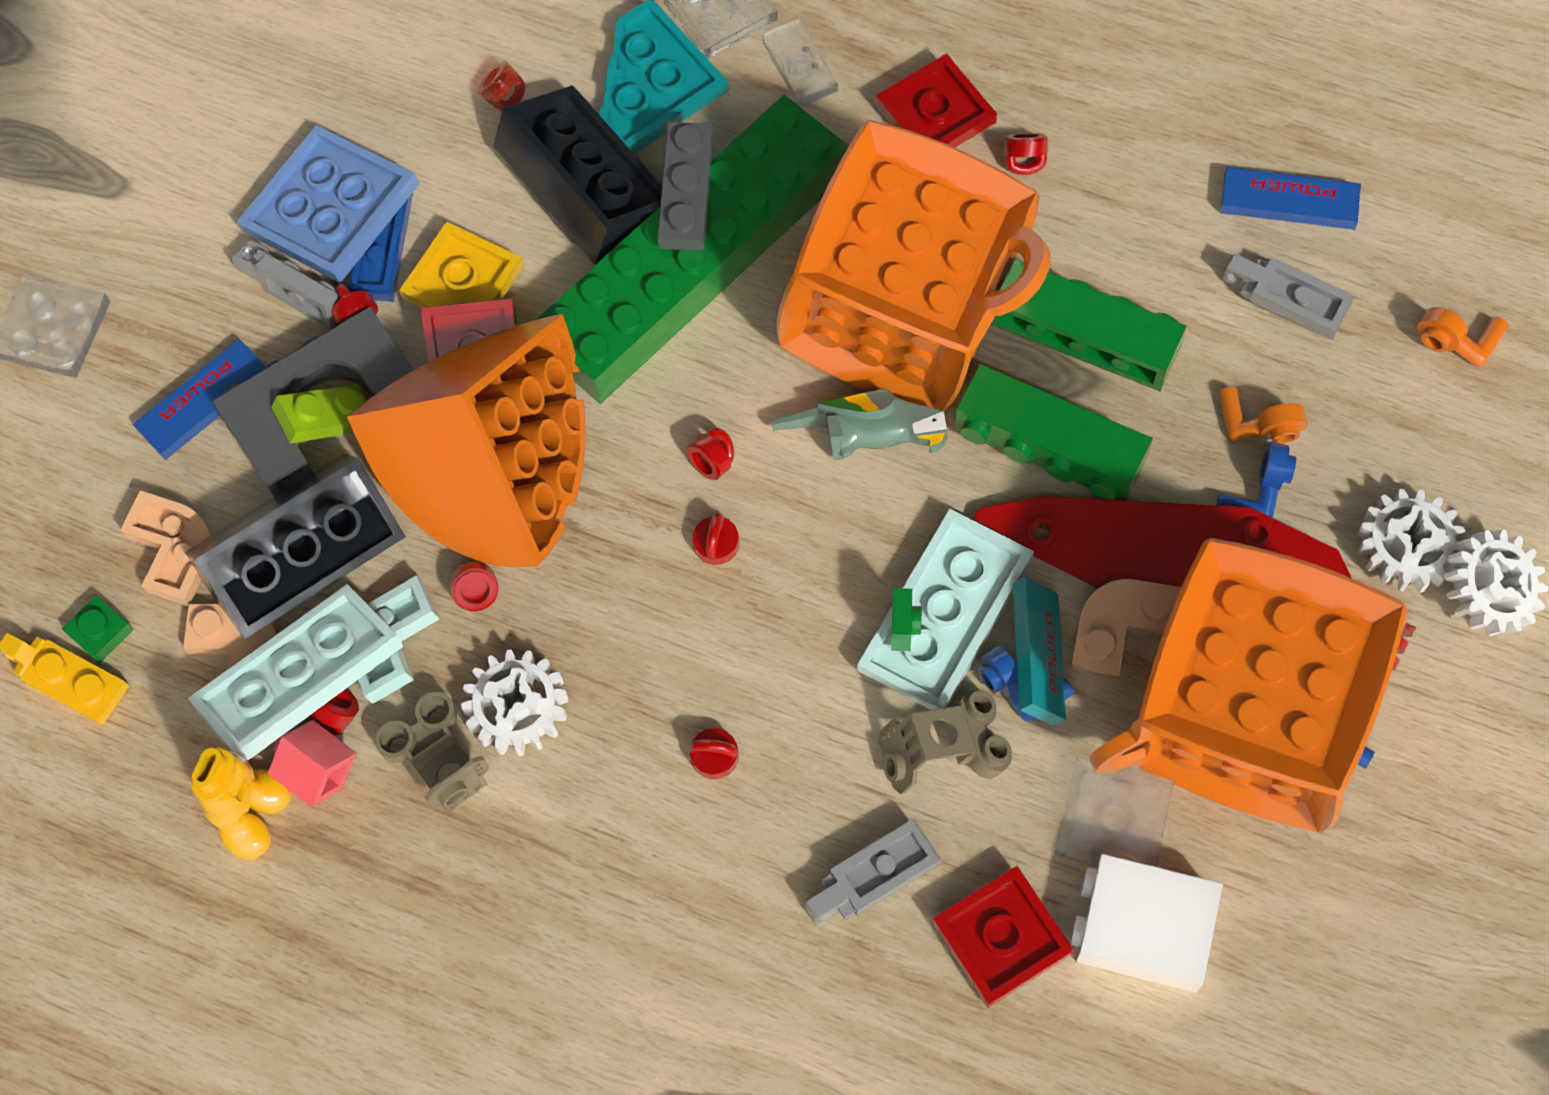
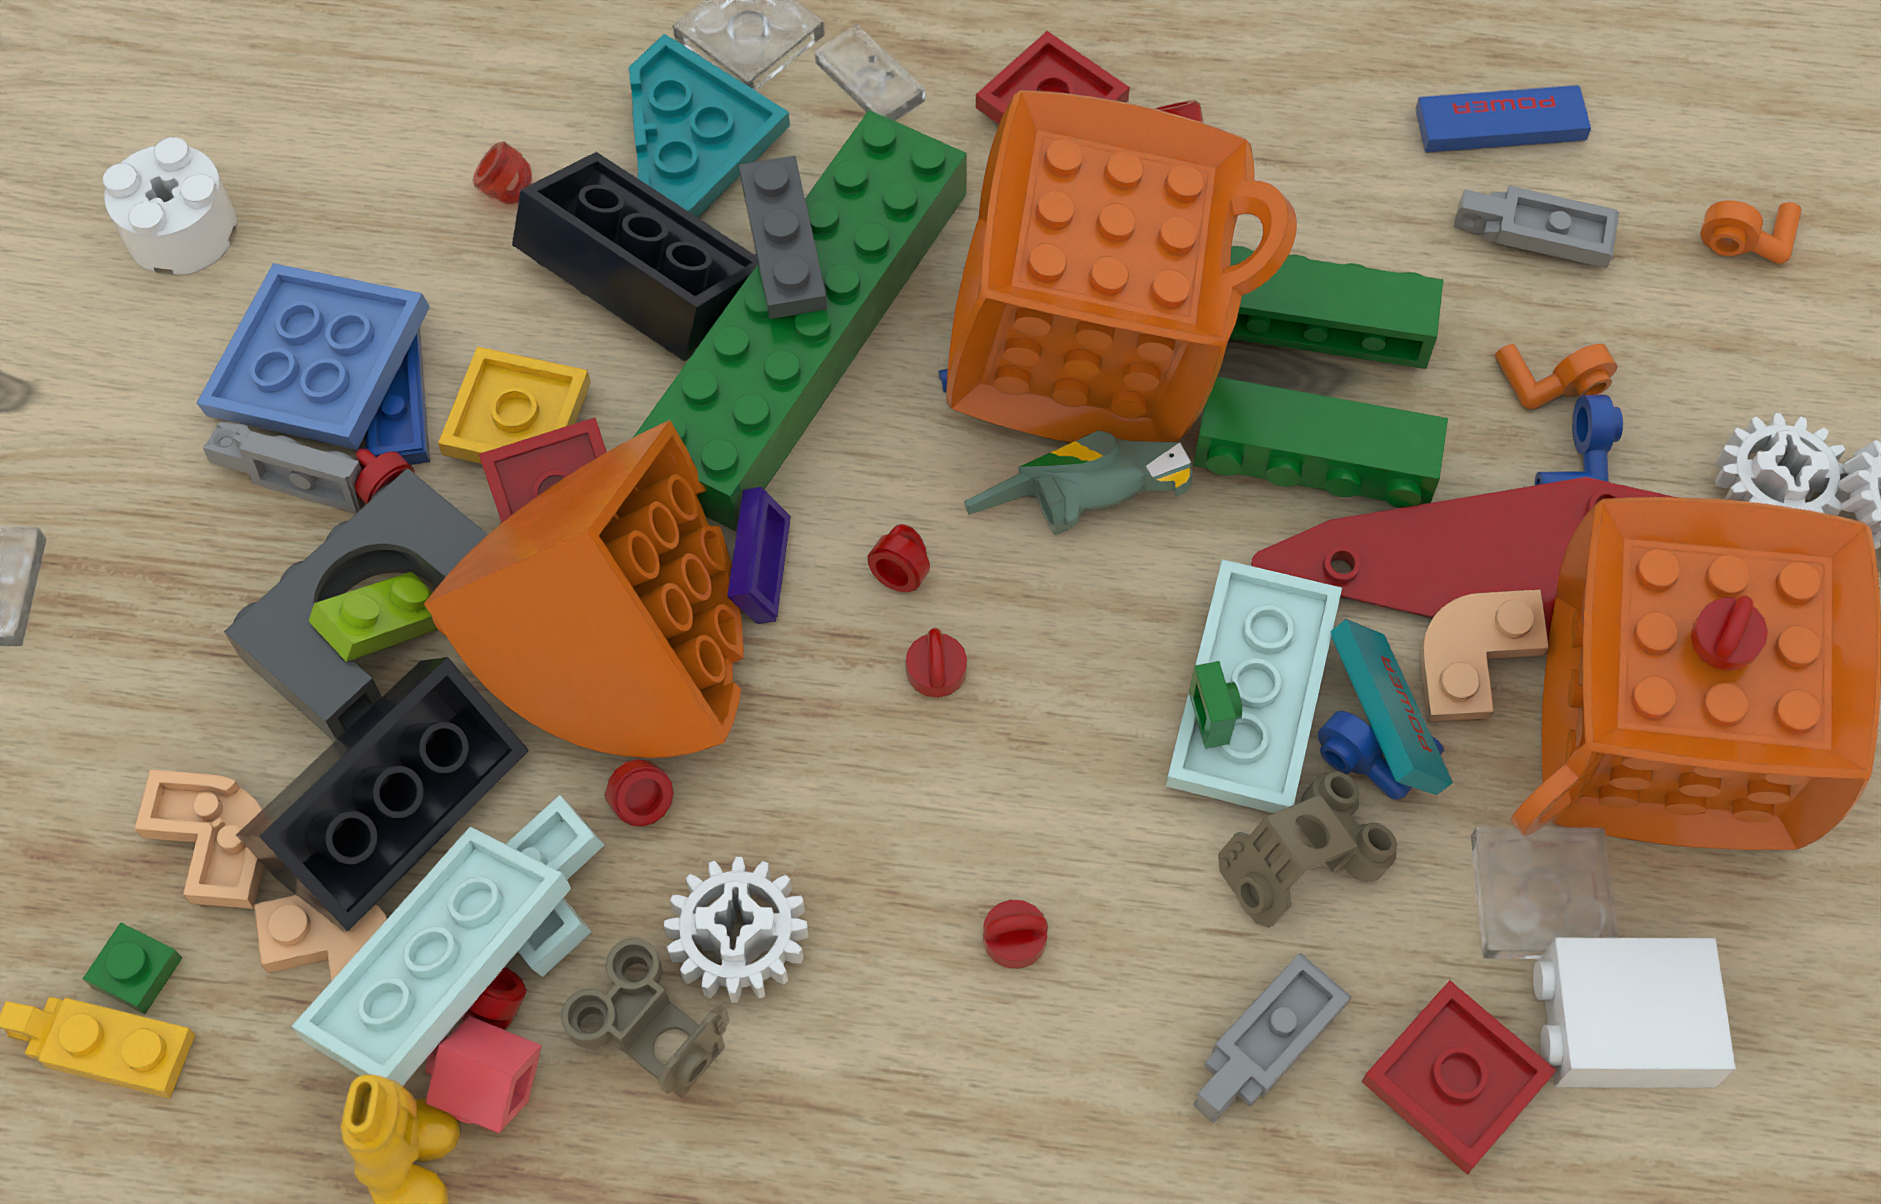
camera: 20 degrees left, 5 degrees down
(191, 405) = (196, 641): blue tile -> none
(253, 65) = (170, 207): none -> white brick
(608, 428) = (759, 556): none -> dark purple tile
(1269, 663) = (1729, 633): none -> red tile

